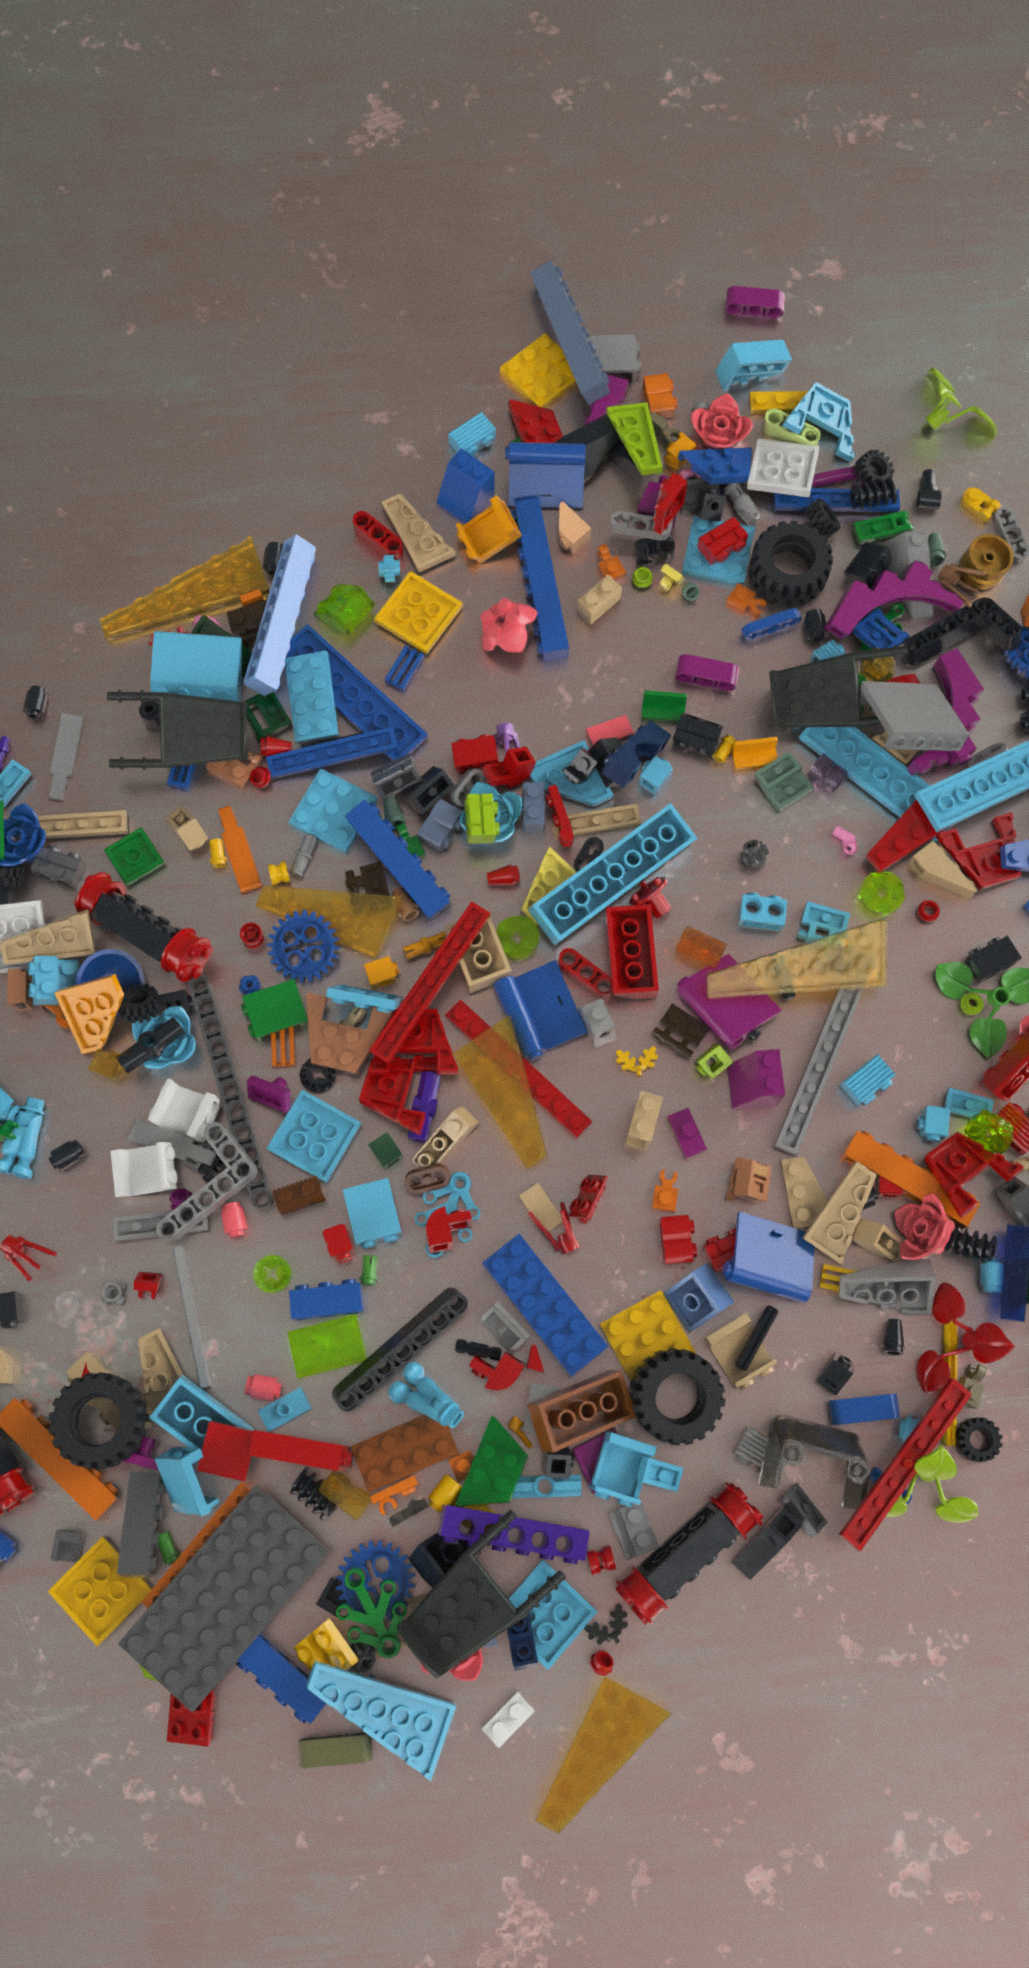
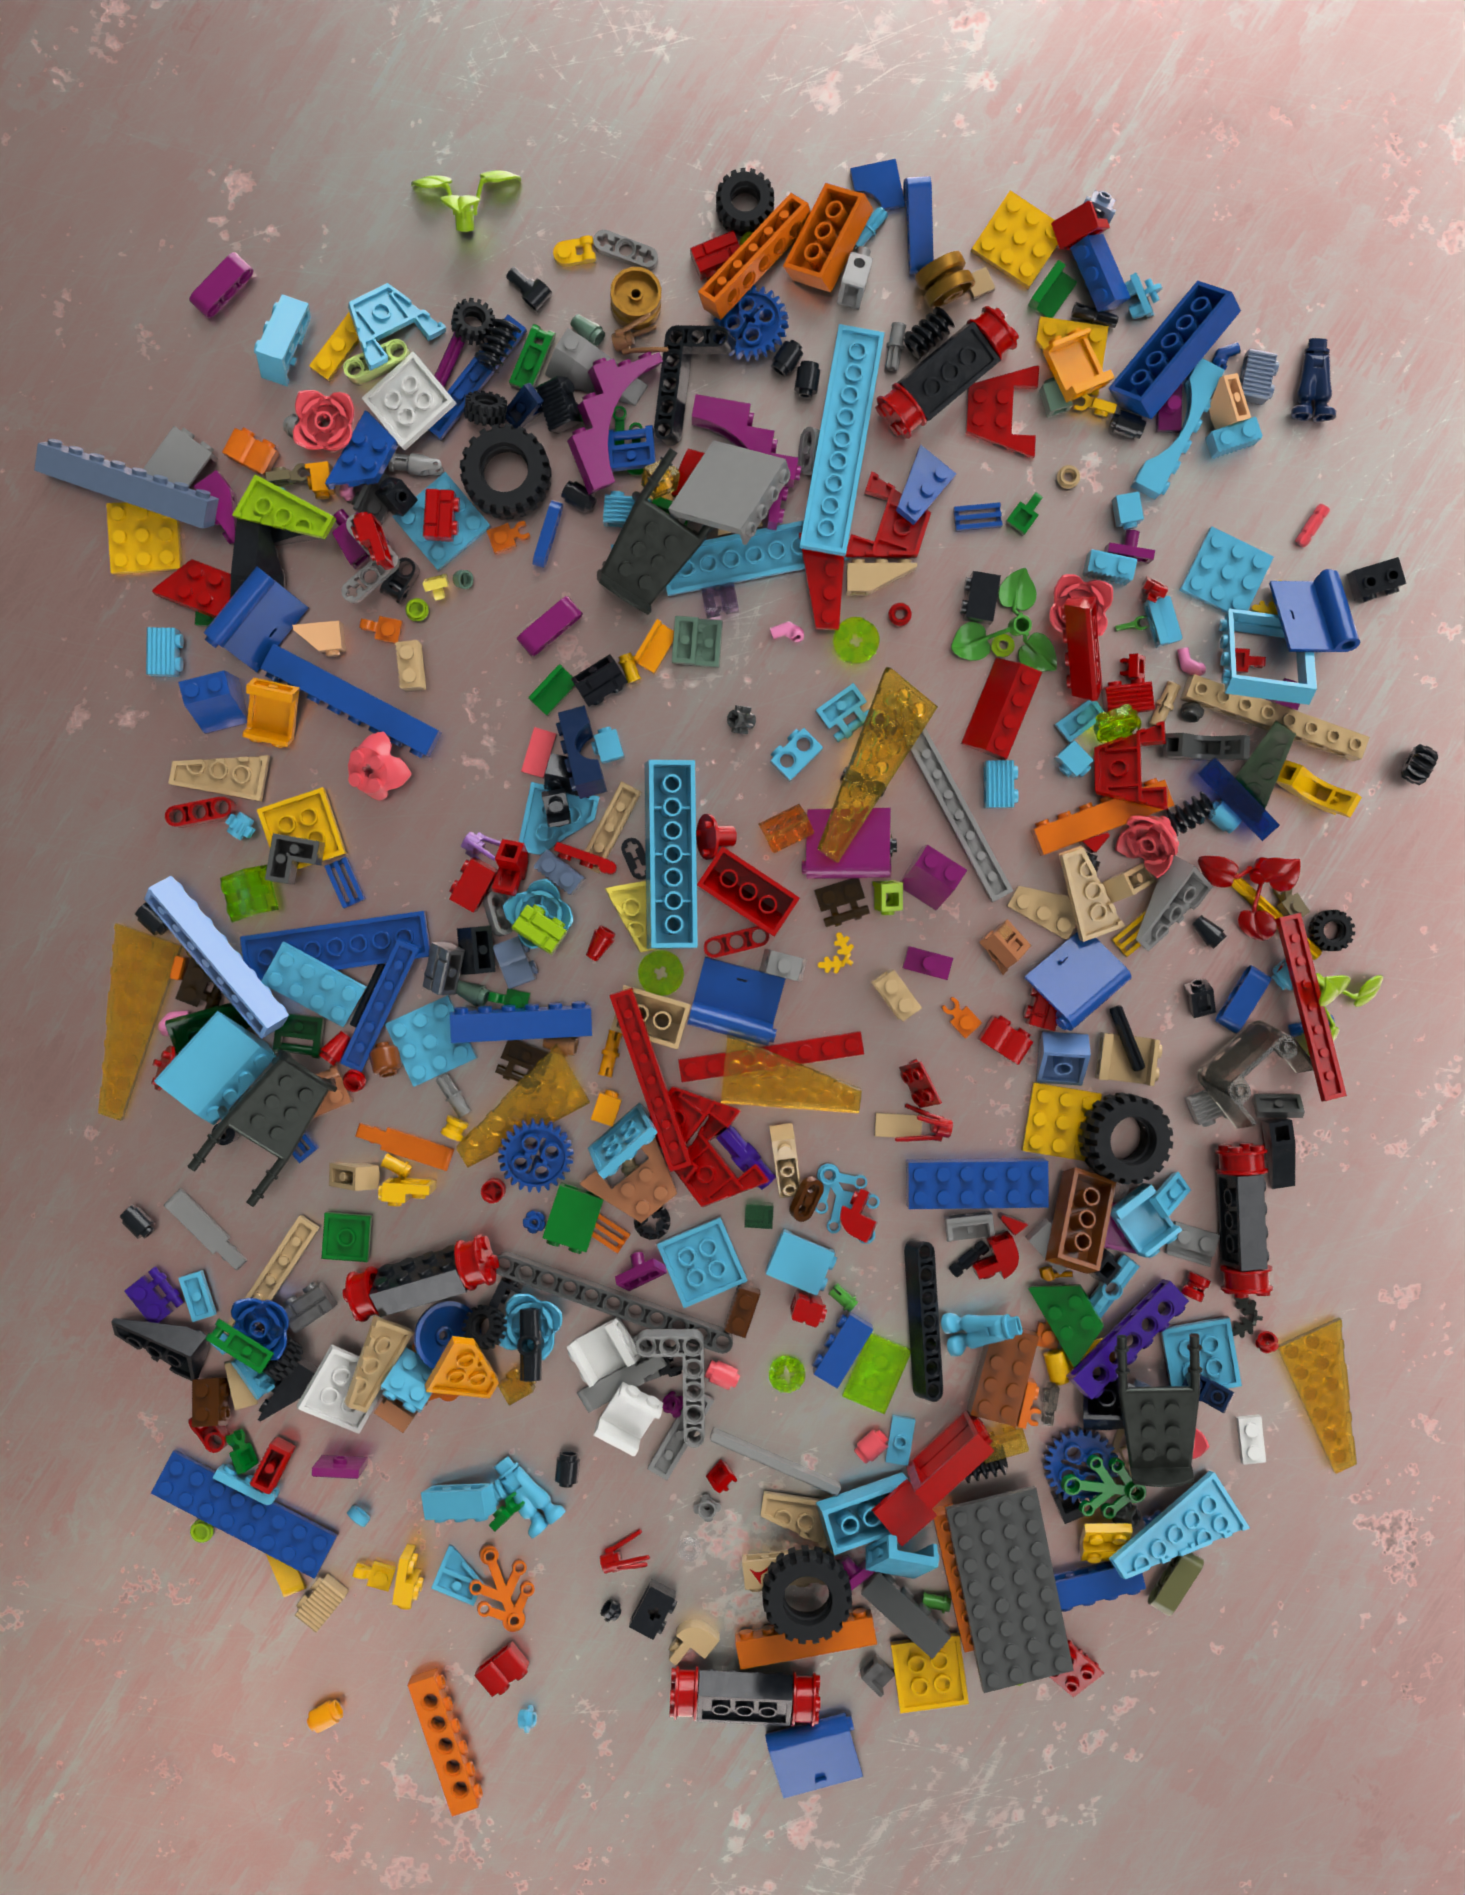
camera: 50 degrees left, 15 degrees up
(202, 868) = (399, 1191): none -> yellow plate
(293, 787) = (385, 1059): none -> dark orange head
(395, 608) = (287, 852): none -> dark grey brick
(847, 544) = (524, 406): none -> dark blue slope
(926, 1038) = (1001, 708): none -> red slope

